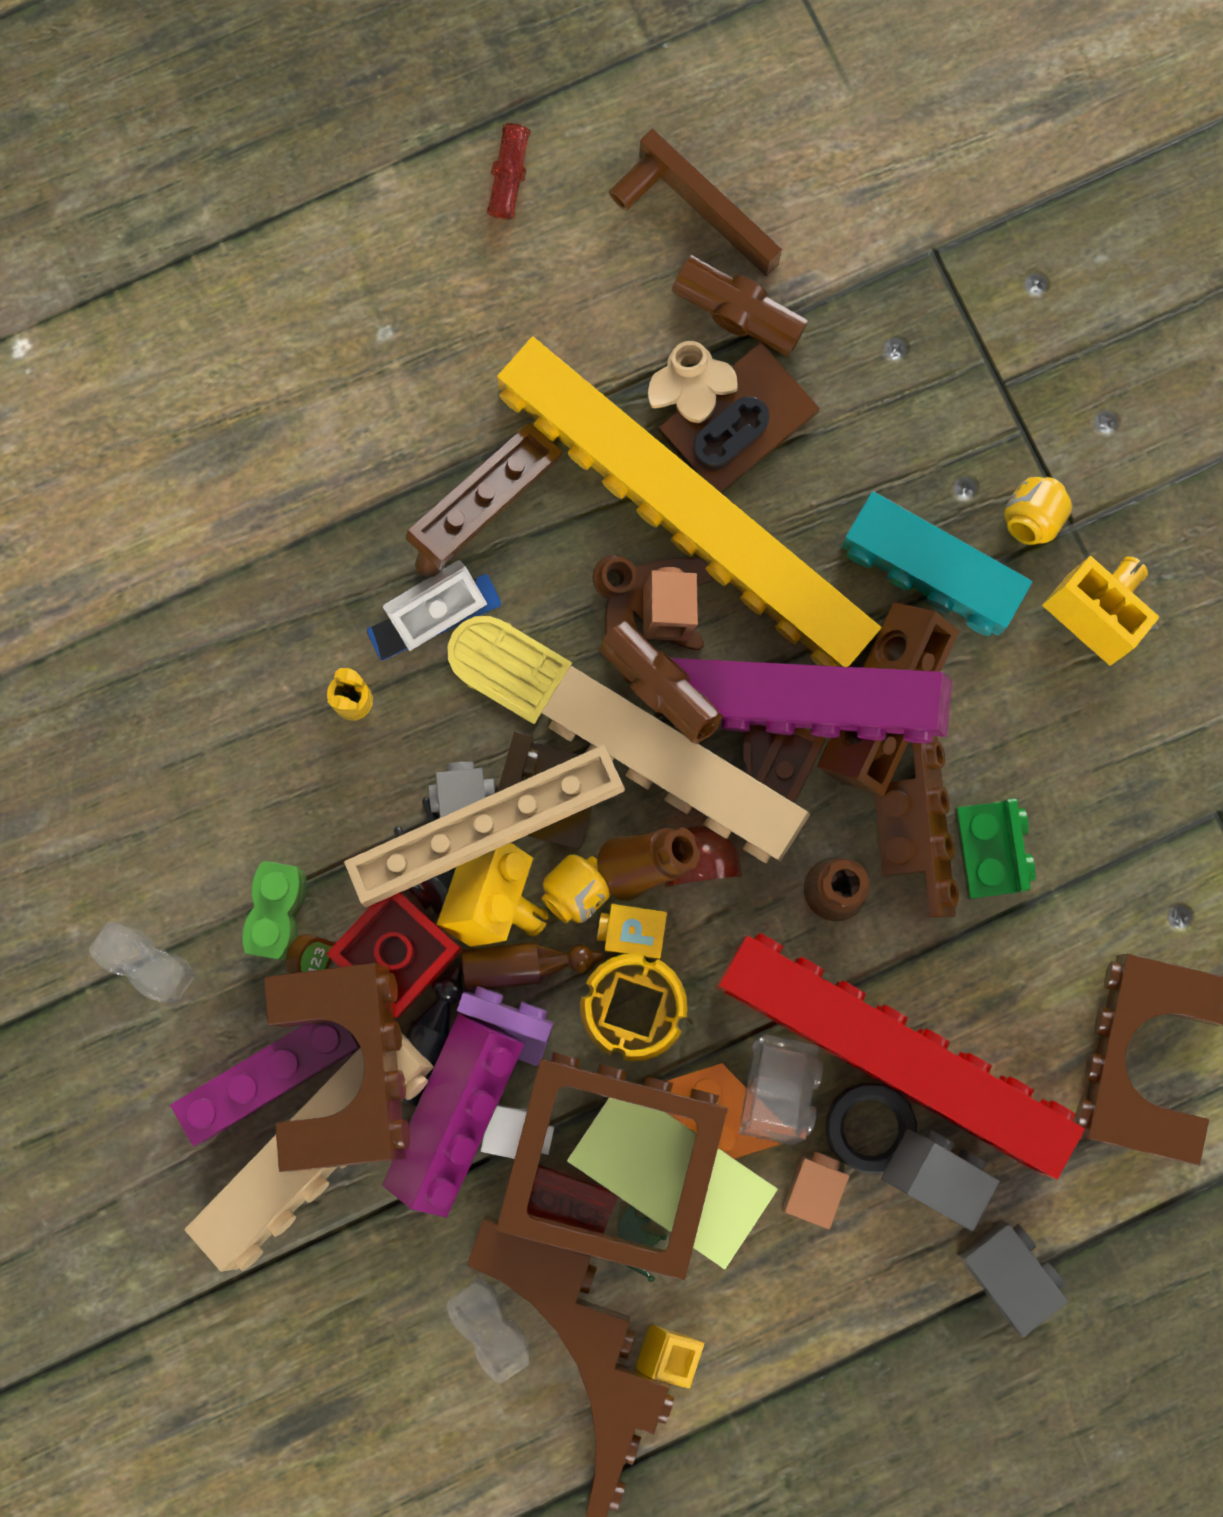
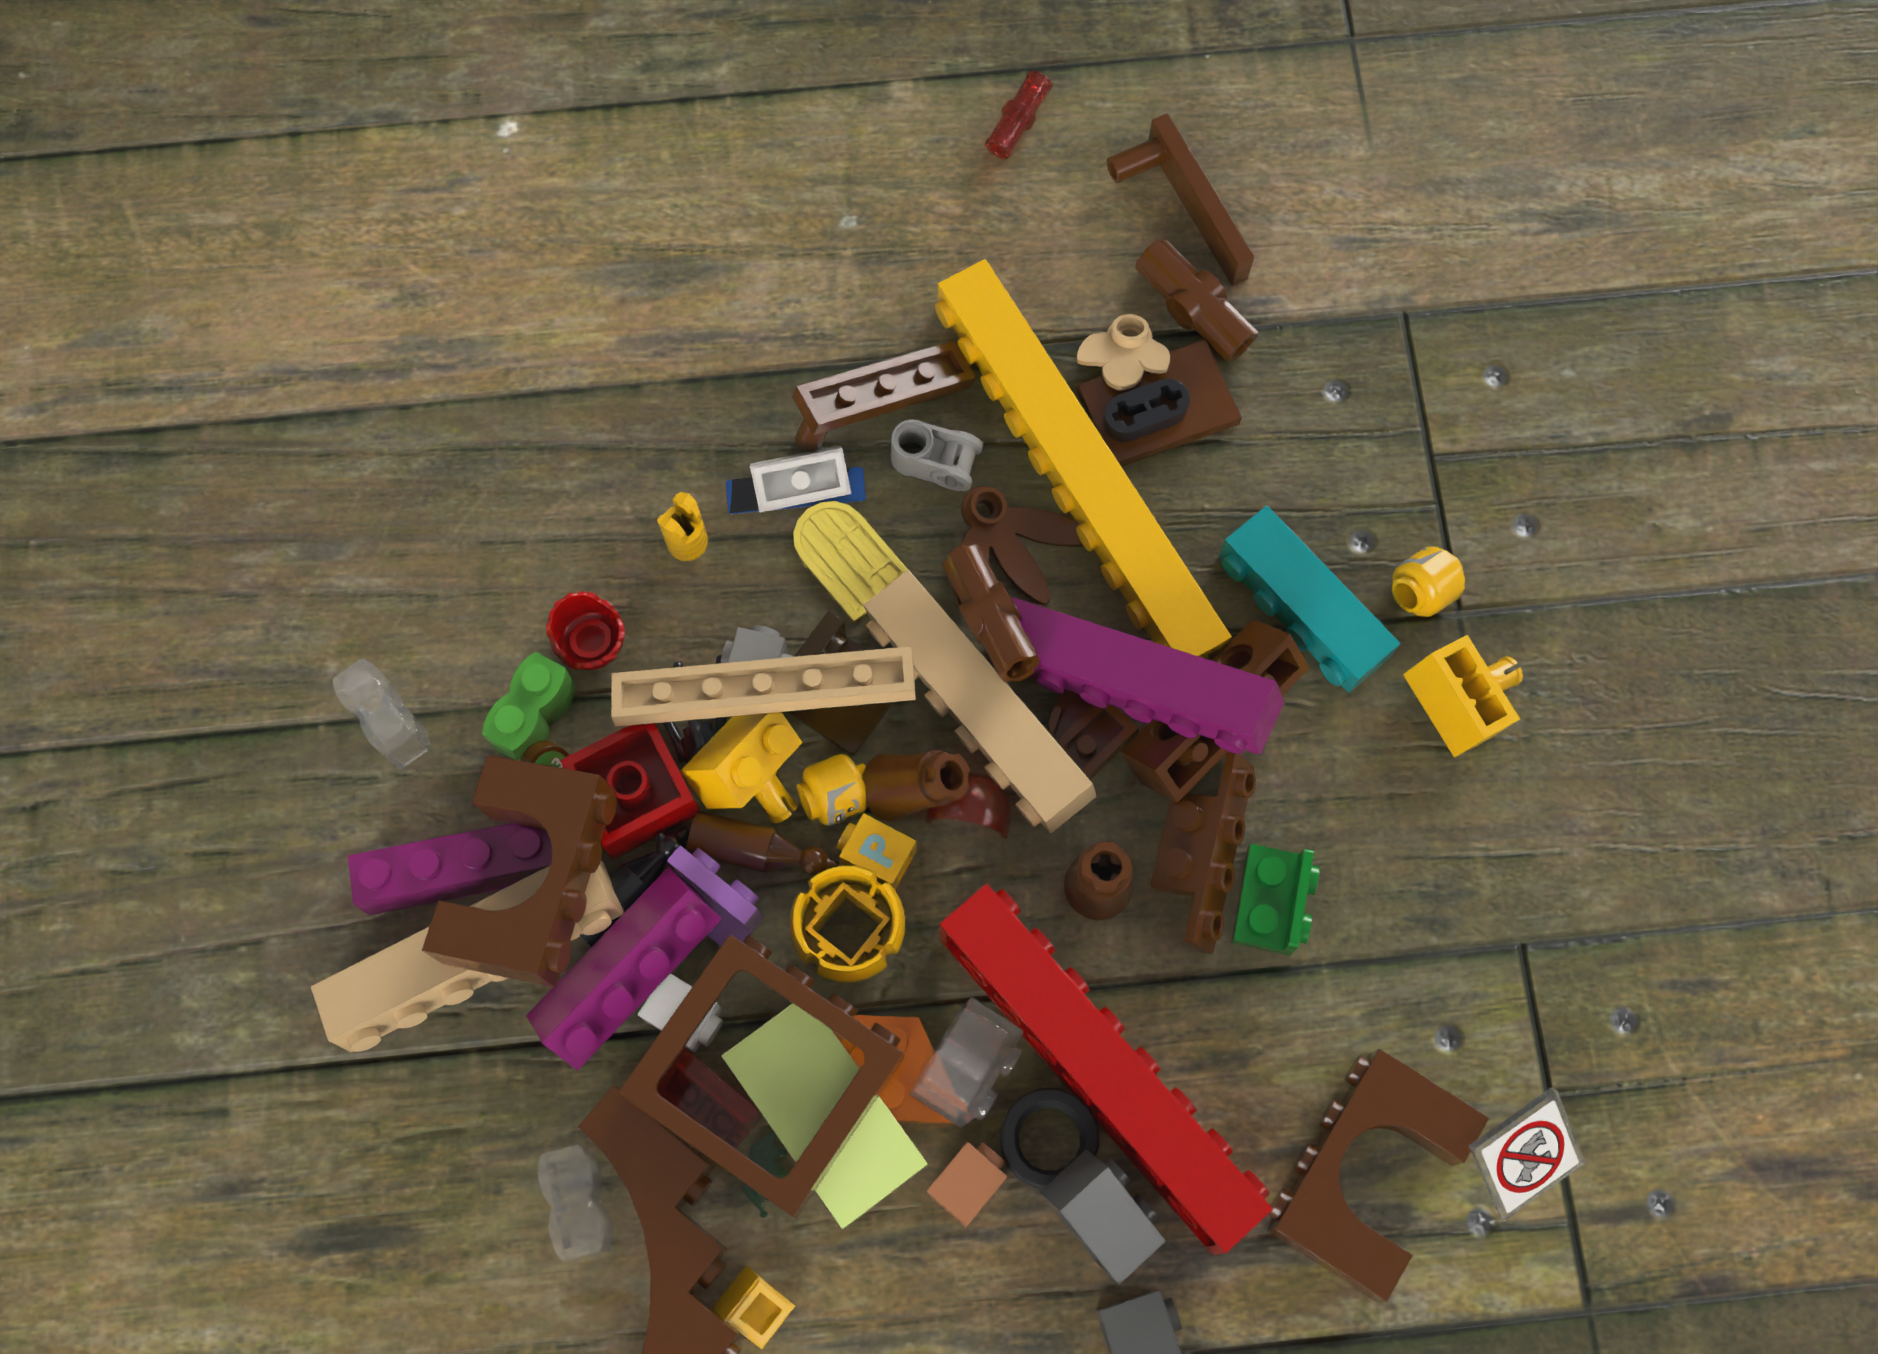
camera: 20 degrees right, 10 degrees down
(296, 822) = (585, 631): none -> red hair
(555, 540) = (938, 455): none -> light grey piece
(670, 604) = (1028, 549): nougat brick -> none

